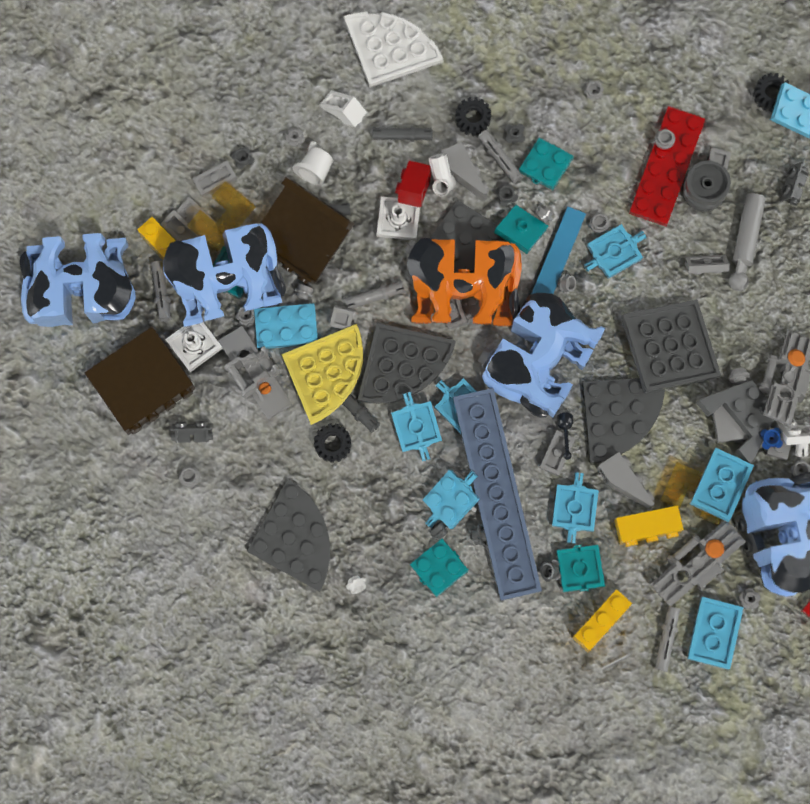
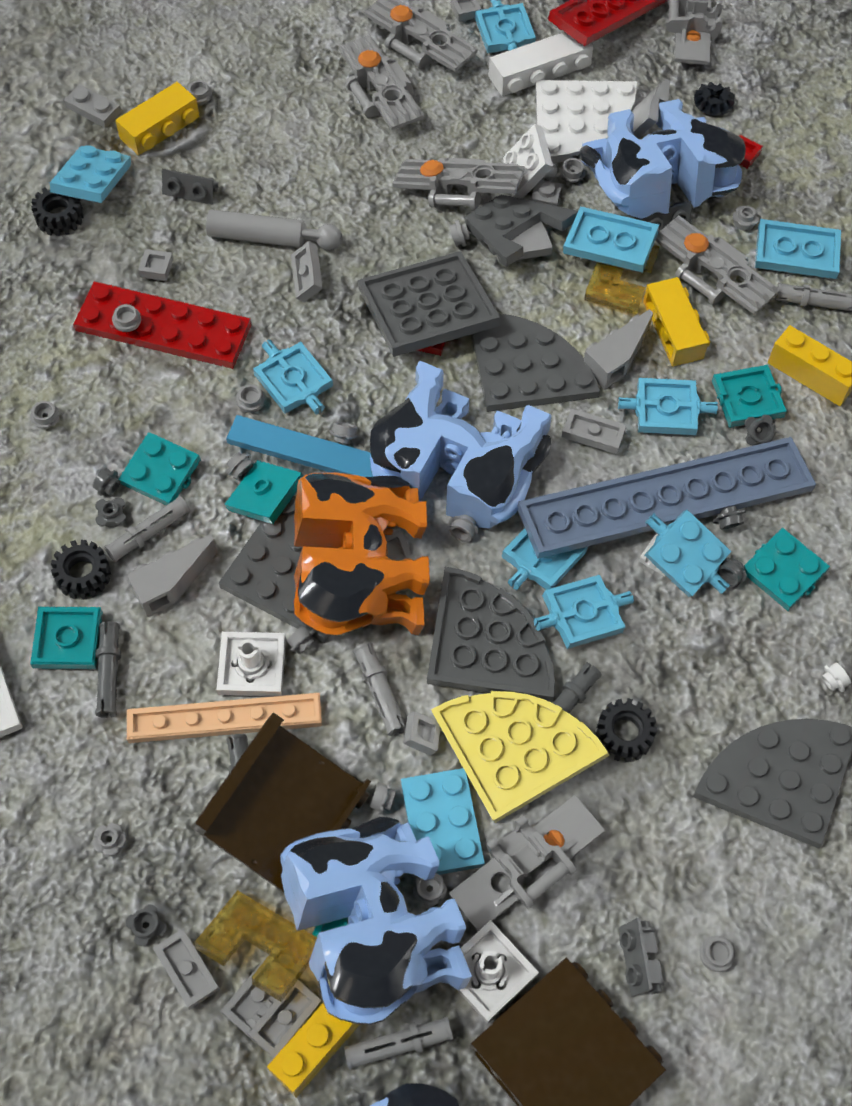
camera: 100 degrees left, 15 degrees down
(314, 165) = (164, 797): white hat -> none
(344, 108) = (59, 759): white arch -> none
(366, 203) = (221, 717): none -> light nougat tile
(414, 184) = (196, 638): red brick -> none
(426, 109) = (66, 638): none -> teal plate
(441, 173) = (181, 599): white piece -> none
(507, 189) = (205, 511): dark grey plate -> none
(537, 130) = (106, 482): none -> dark grey plate
(565, 422) = (601, 409): black hinge -> none
(706, 186) = (196, 270): dark grey wheel -> none
(776, 442) = (540, 186): blue plate -> none

